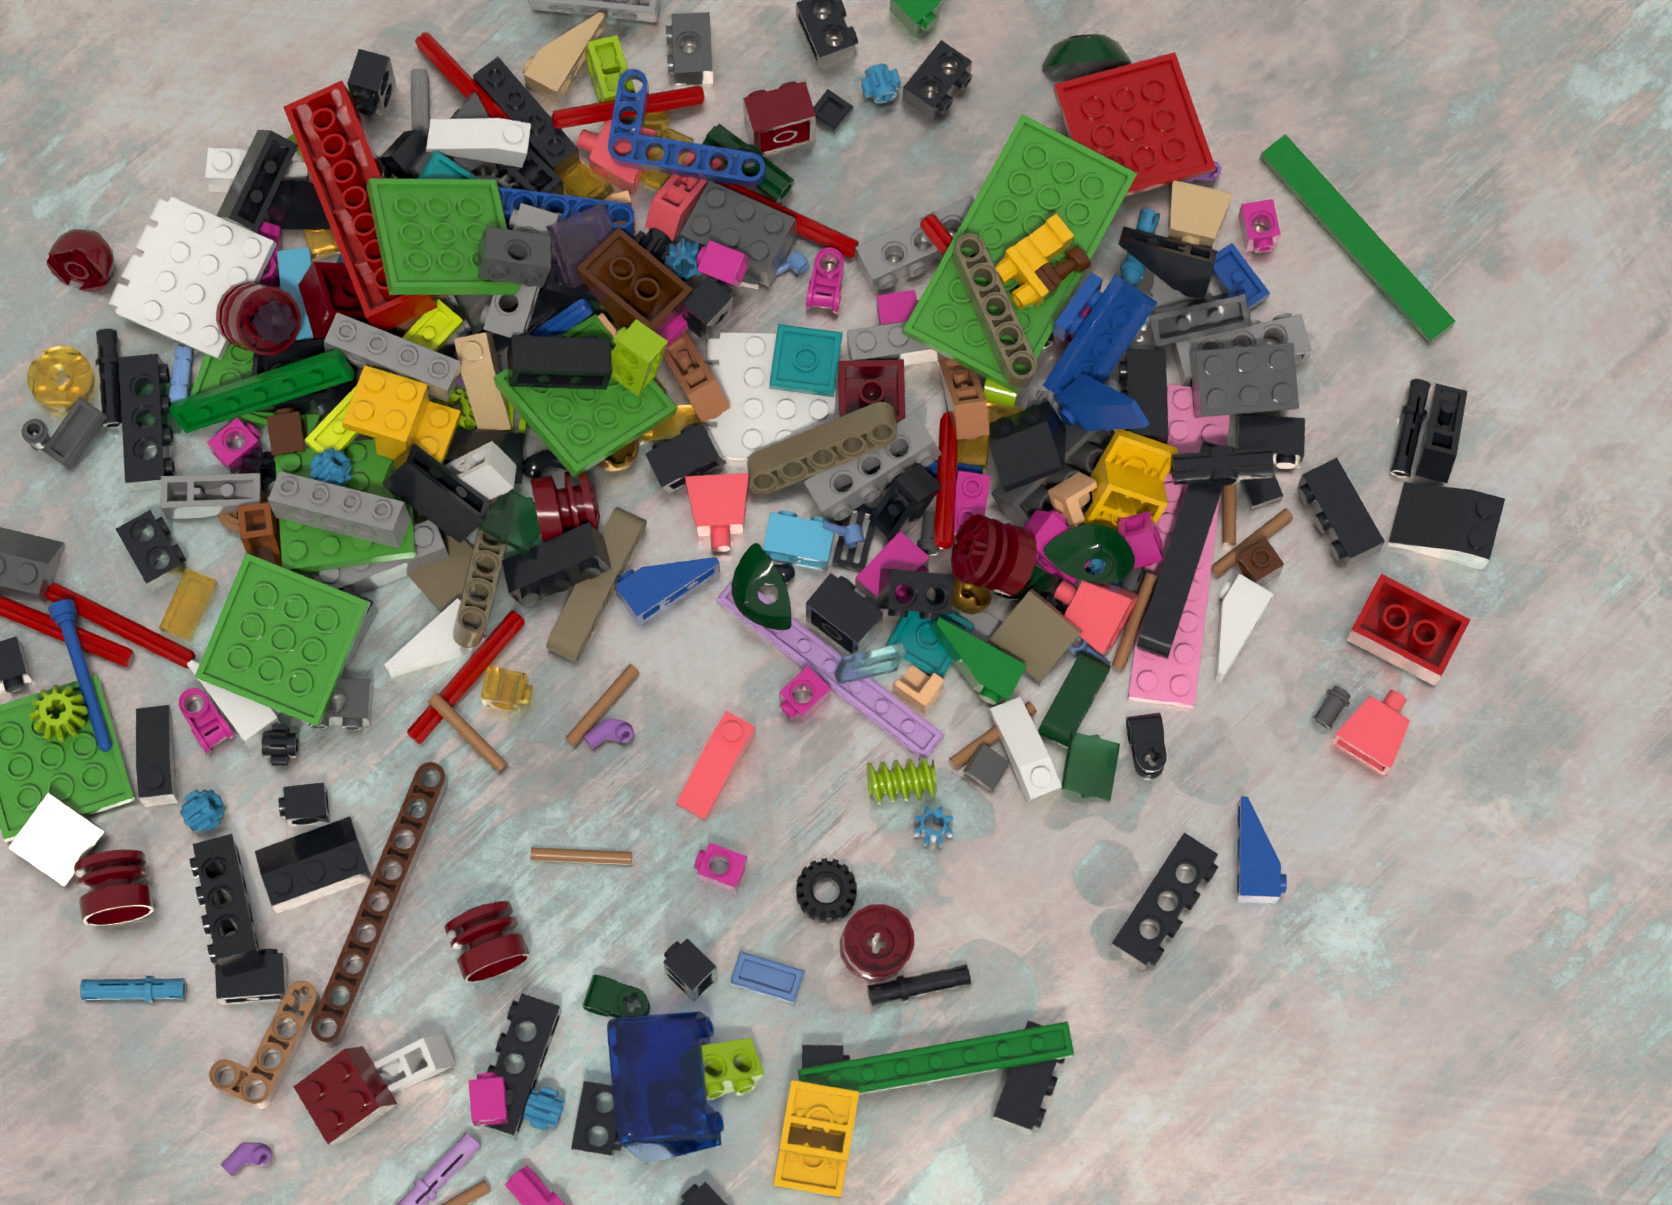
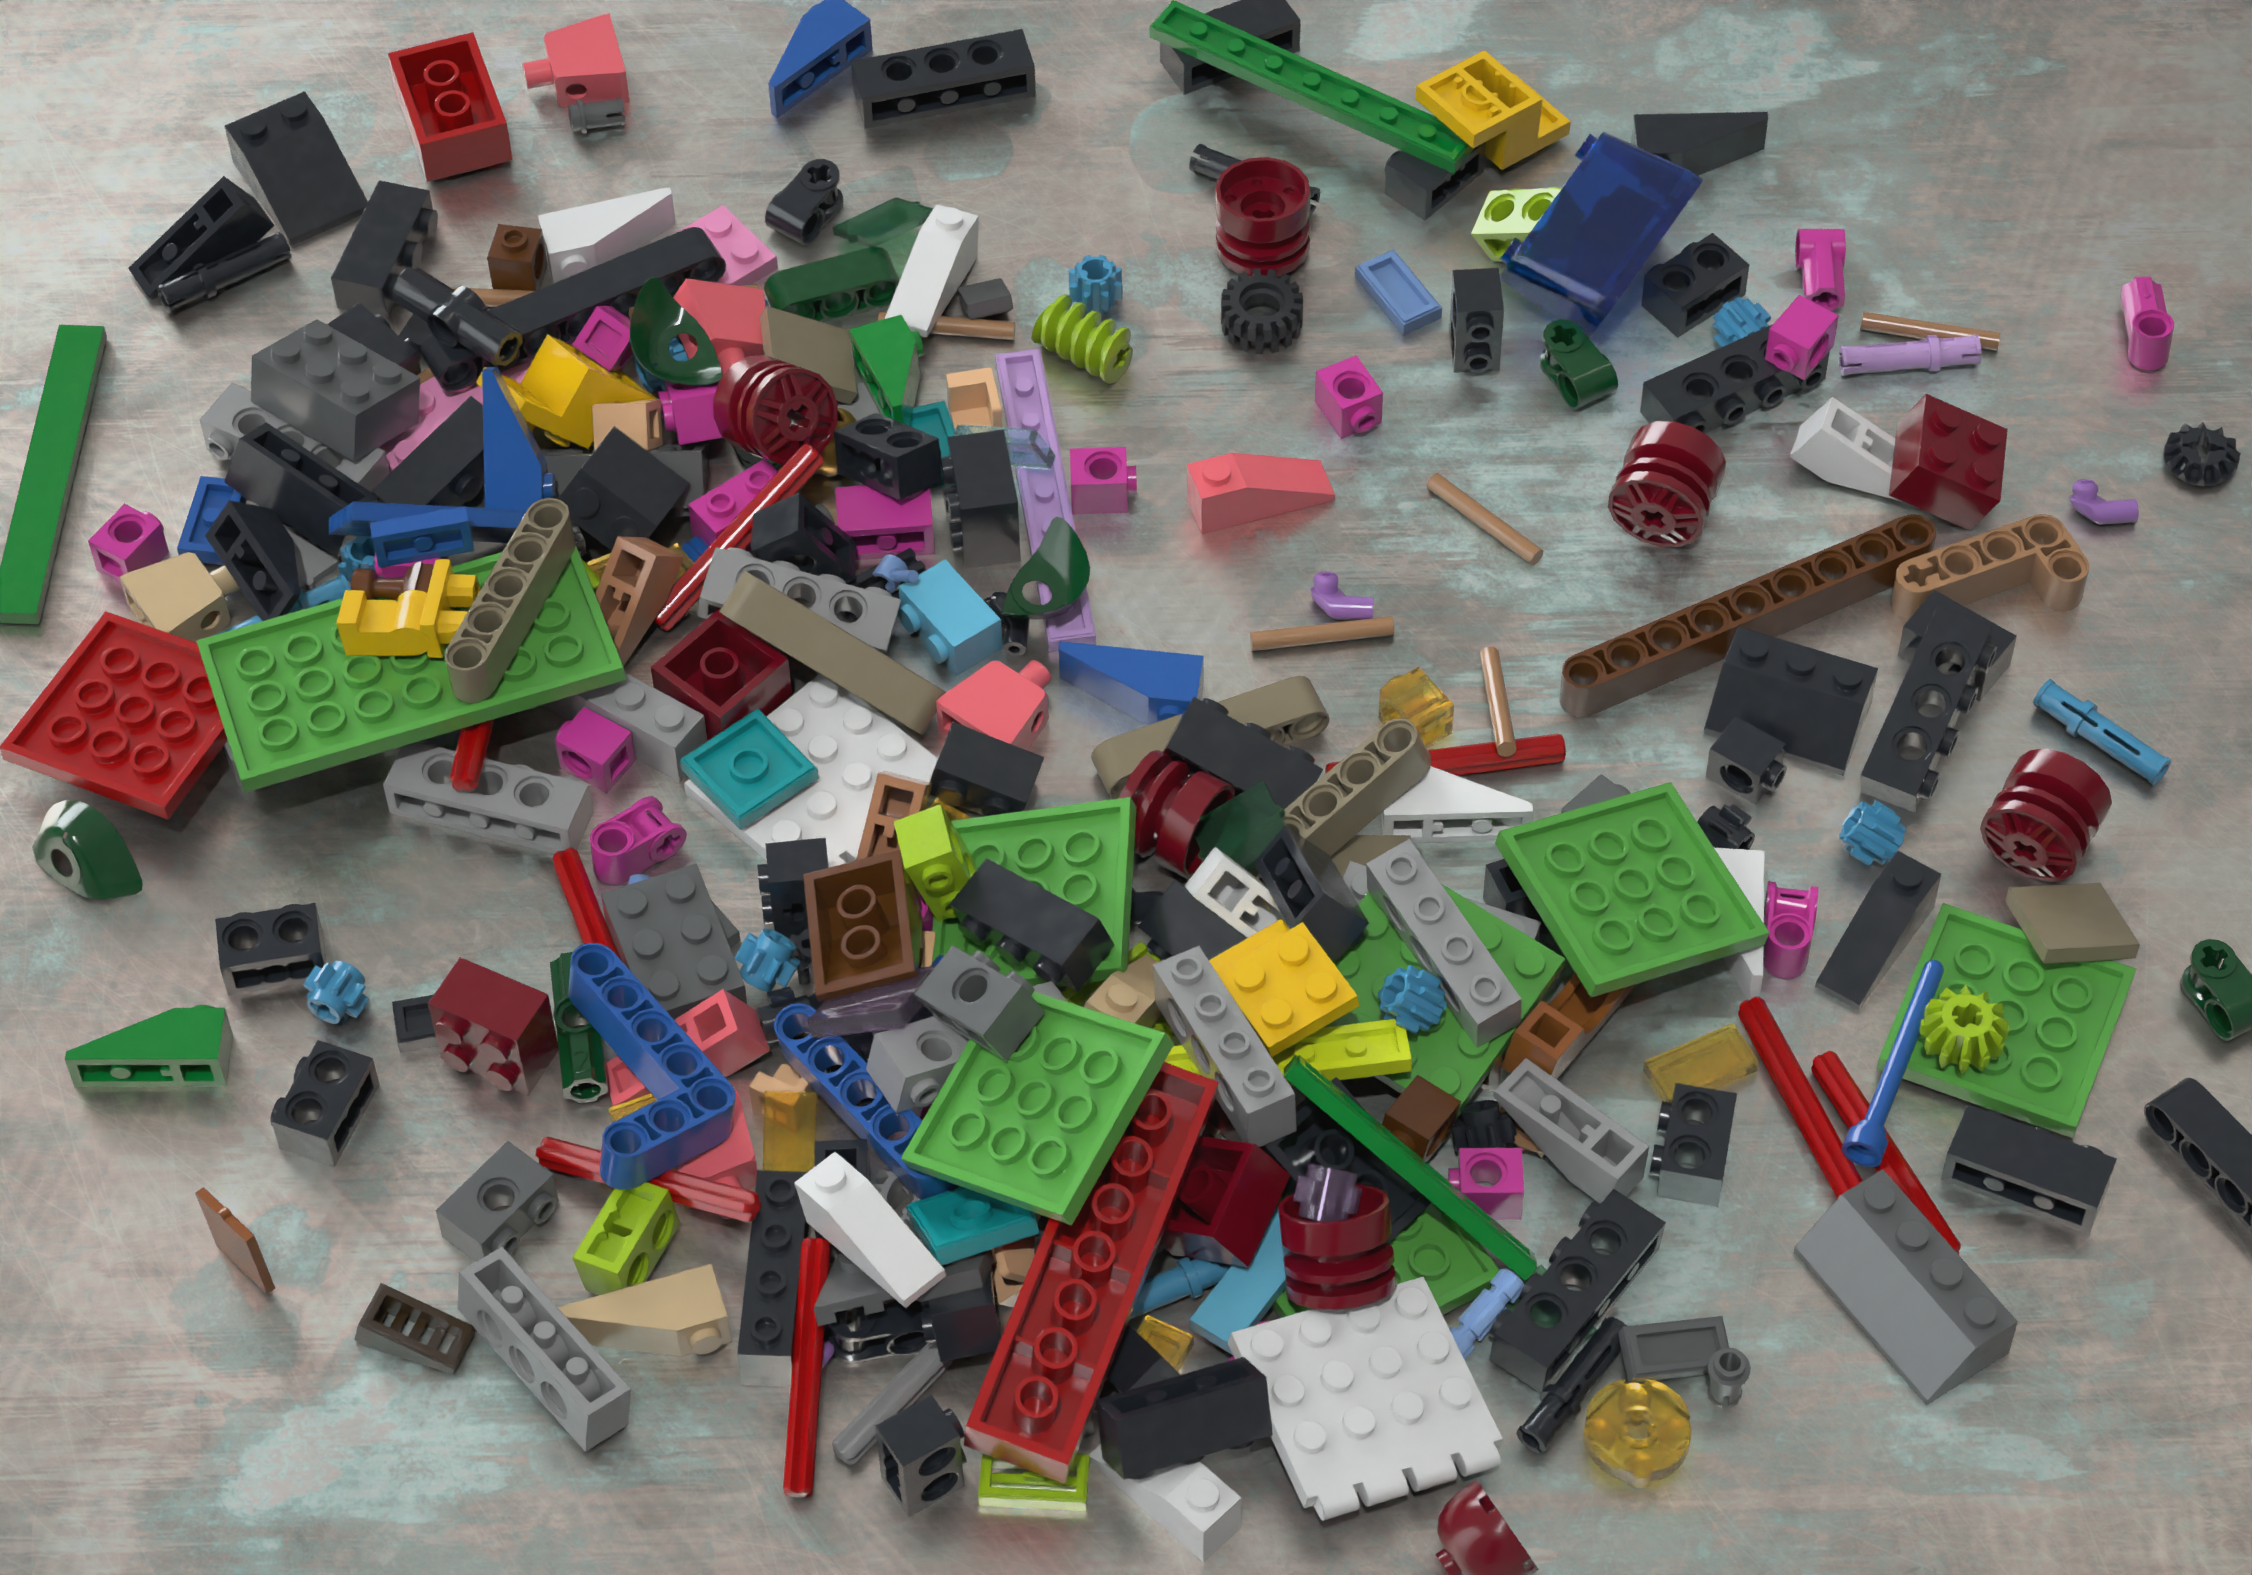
camera: 135 degrees left, 20 degrees down
(722, 263) = (736, 891): dark pink brick -> none

